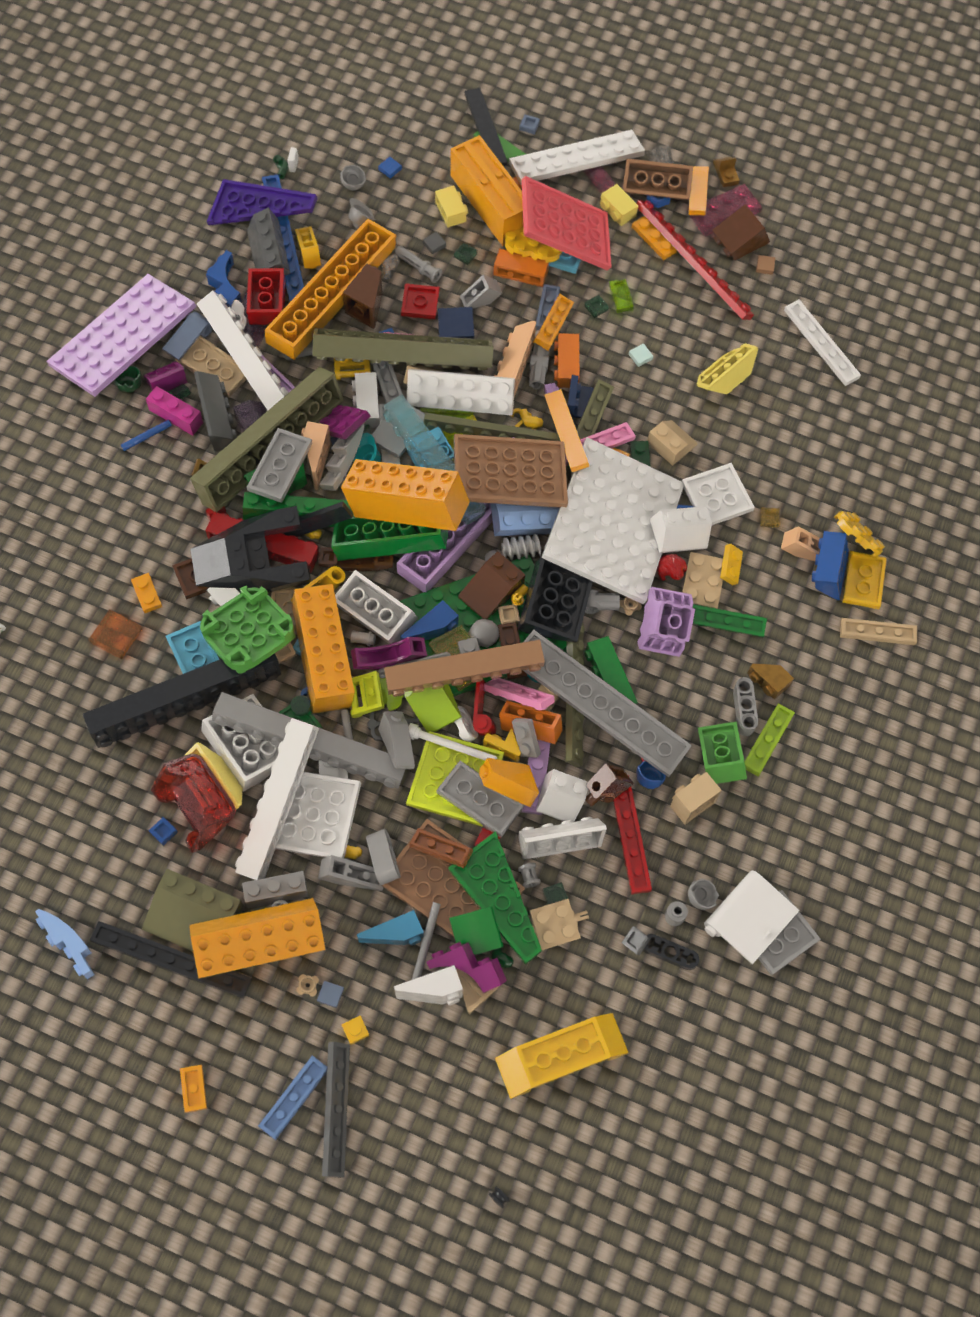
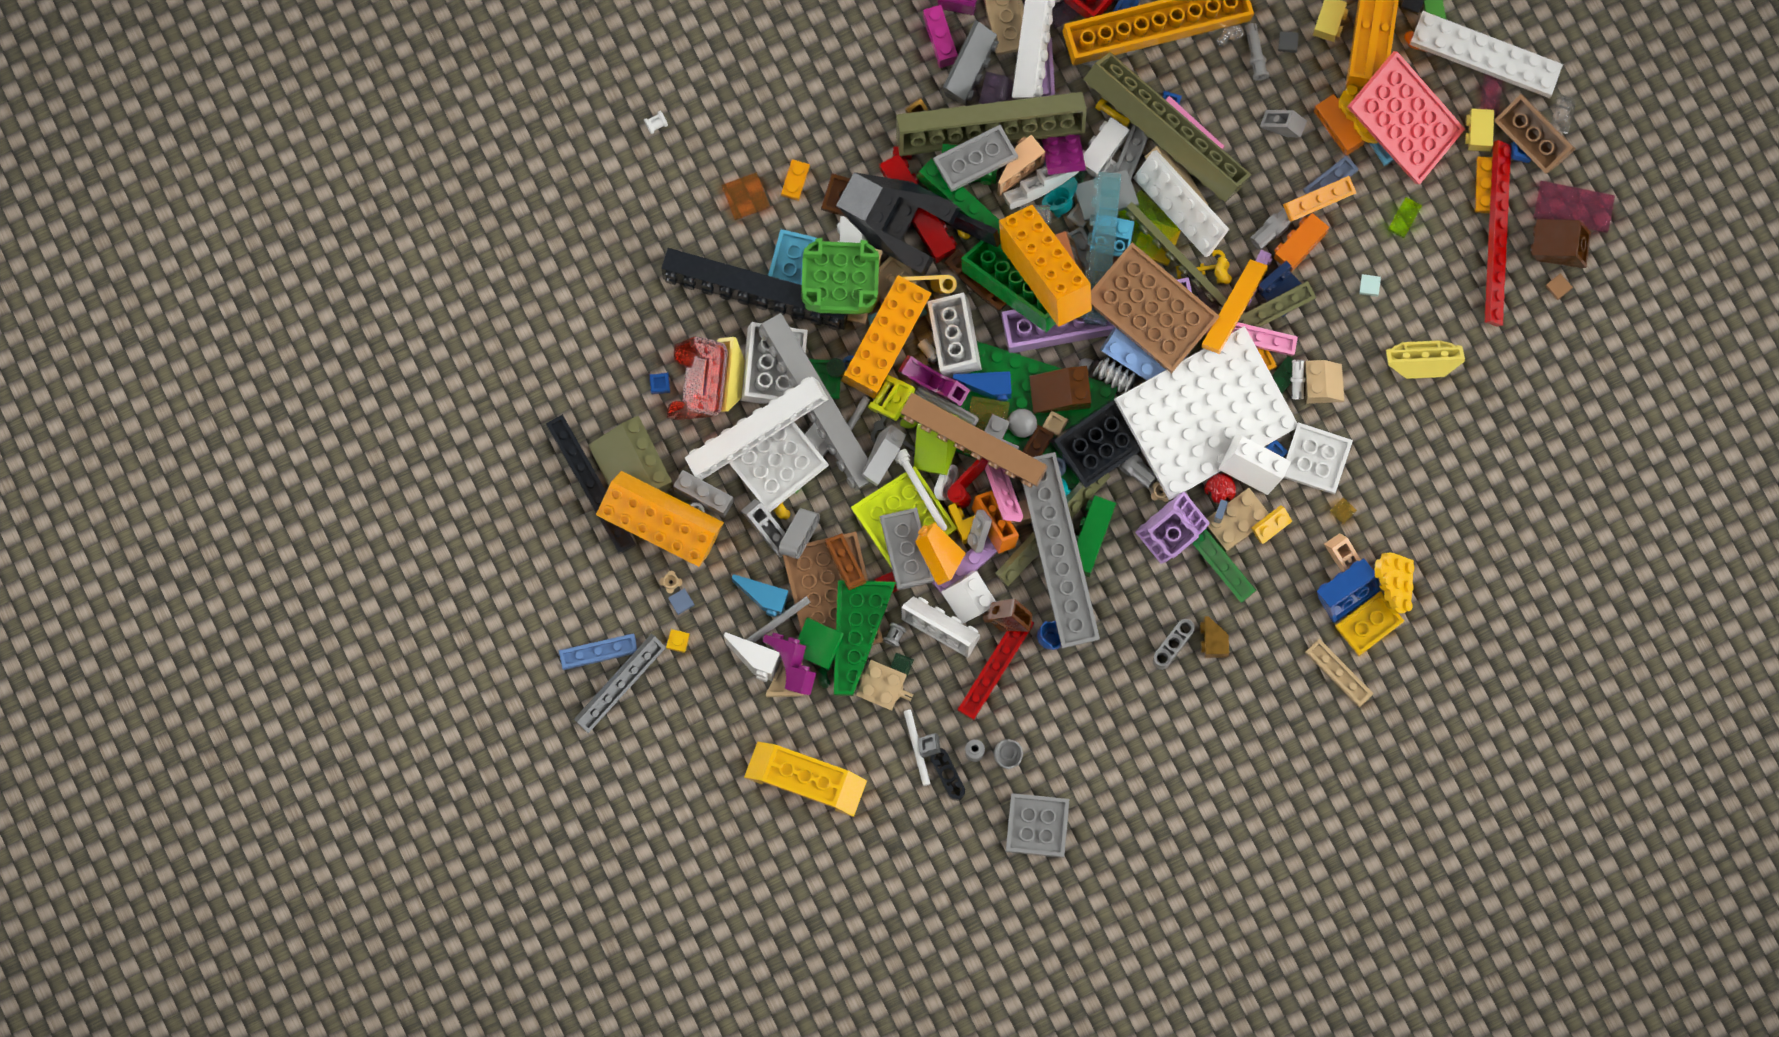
camera: 45 degrees right, 10 degrees up
(62, 935) = (530, 405): light blue slope -> none
(147, 434) = (902, 39): blue bar -> none
(180, 391) = (957, 21): tile -> none
(193, 1088) = (535, 588): light orange plate -> none
(364, 296) = (1180, 51): reddish brown slope -> none
(420, 301) = (1226, 90): red plate -> none
(456, 322) = (1239, 133): dark blue tile -> none
(465, 253) = (1306, 73): clear green tile -> none
(499, 1197) = (680, 834): black bush -> none
(517, 352) = (1257, 207): light nougat slope -> none
(518, 596) = (1073, 414): yellow arm -> none
(596, 306) = (1374, 210): clear green tile -> none
(626, 951) = (915, 743): none -> white bar
(654, 450) = (1298, 379): none -> white pin
(690, 581) = (1220, 511): none -> sand blue tile
(695, 797) = (1066, 679): tan brick -> none
(698, 191) = (1564, 171): light orange tile -> none
(722, 752) = (1120, 664): bright green slope -> none
(726, 171) = (1612, 170): pearl gold slope -> none
(751, 916) = (1028, 798): white door -> none
(768, 739) = (1169, 683): lime tile -> none
(822, 342) = (1536, 396): white plate -> none

